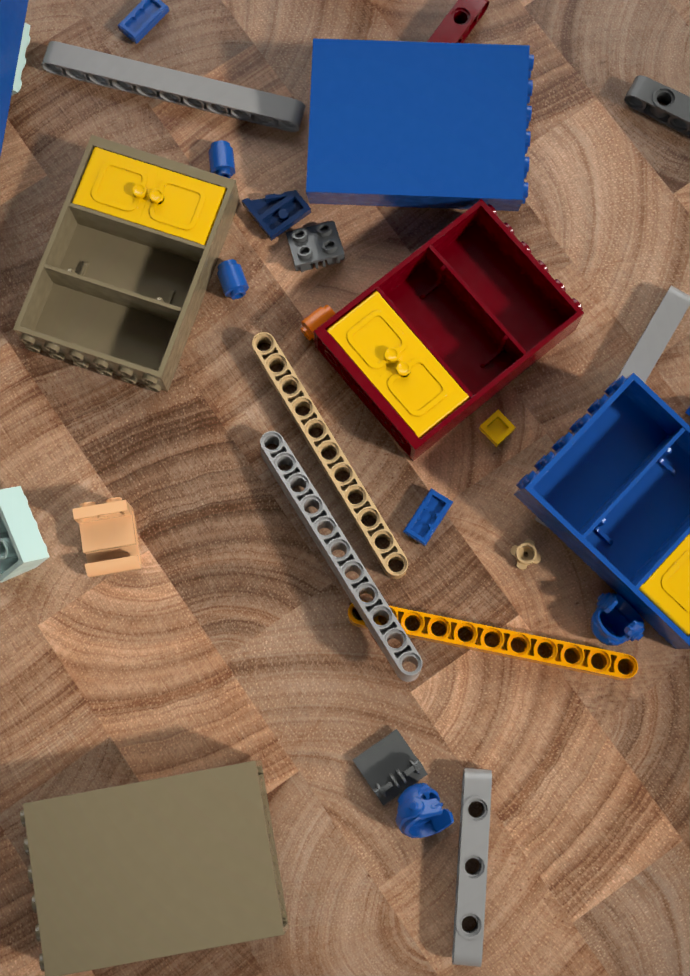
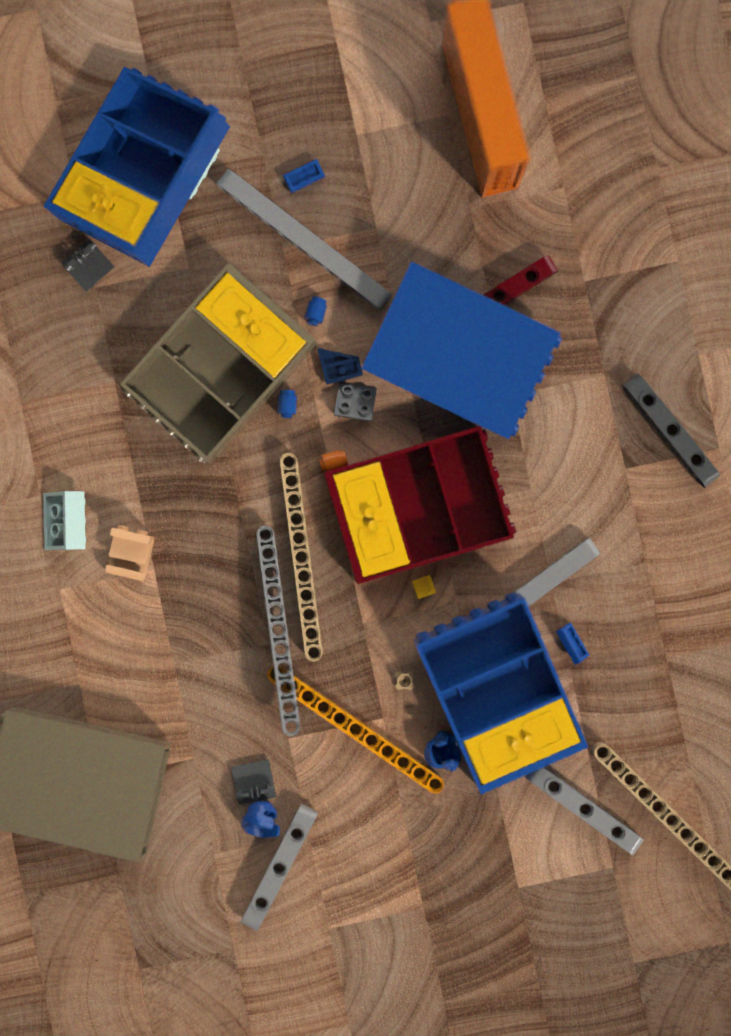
camera: 25 degrees right, 10 degrees up
(427, 517) = (350, 628): blue plate -> none

